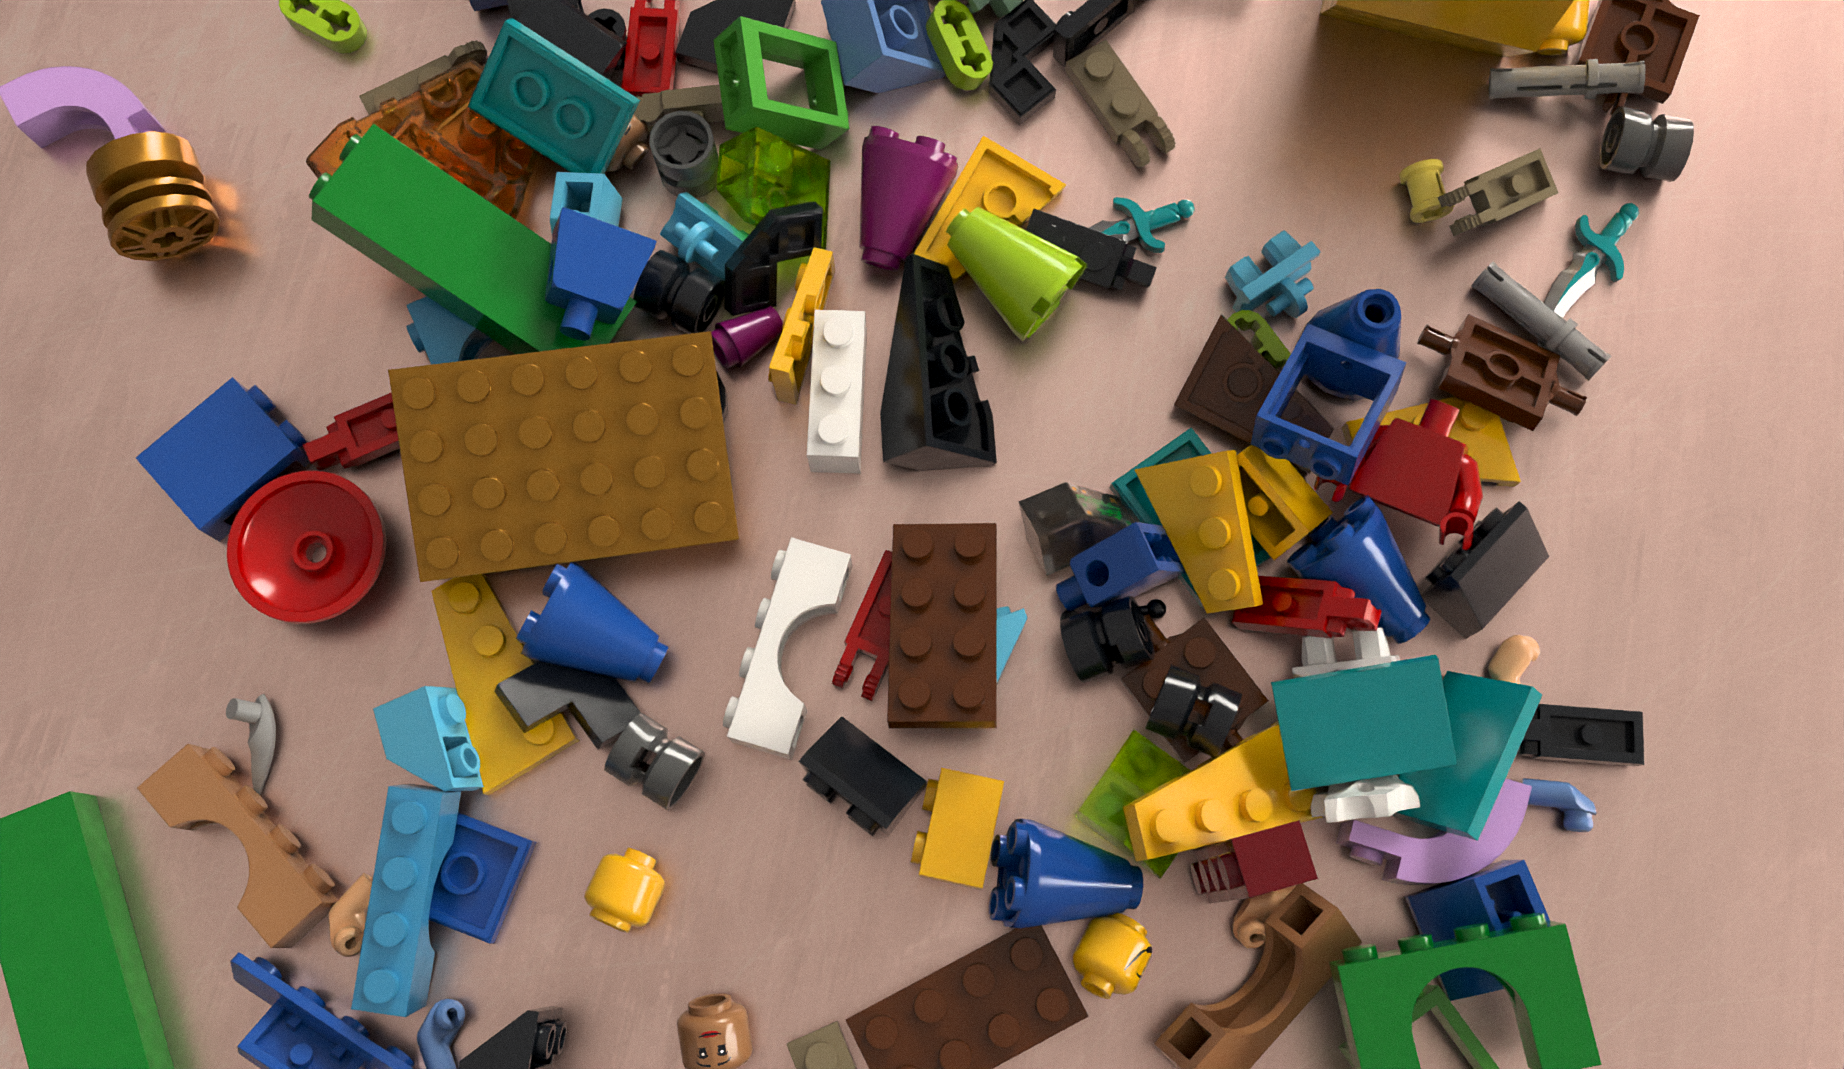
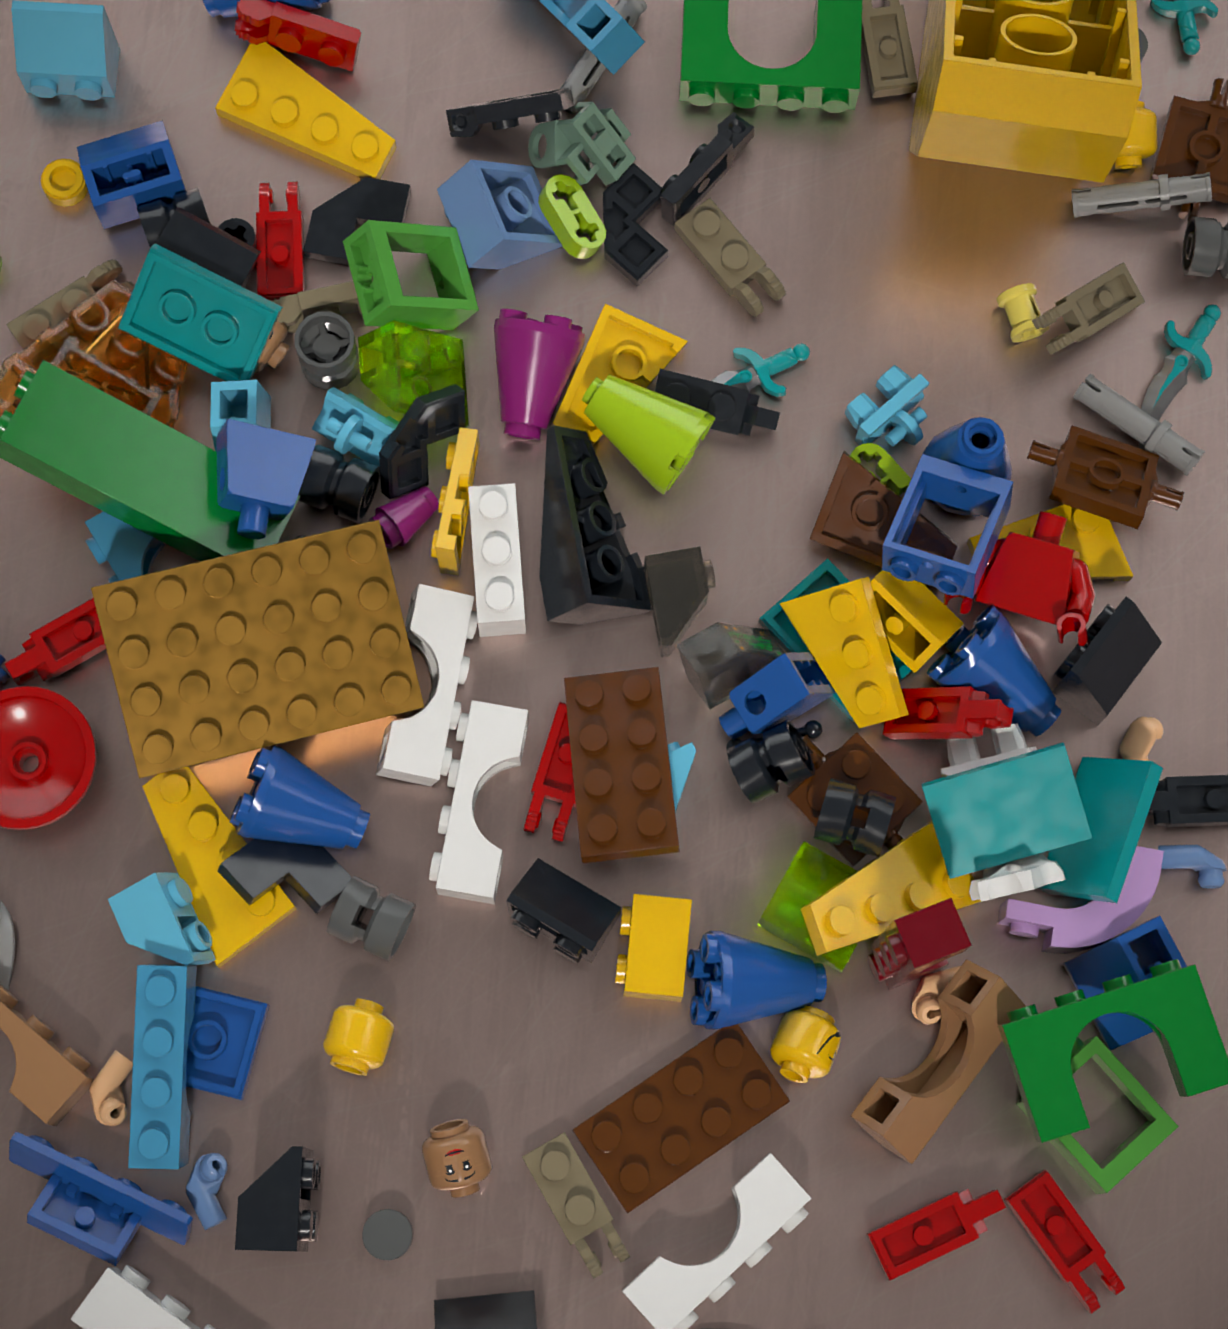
camera: 10 degrees left, 0 degrees up
(765, 458) = (438, 628): none -> white arch
(1026, 446) = (677, 592): none -> clear smoke slope

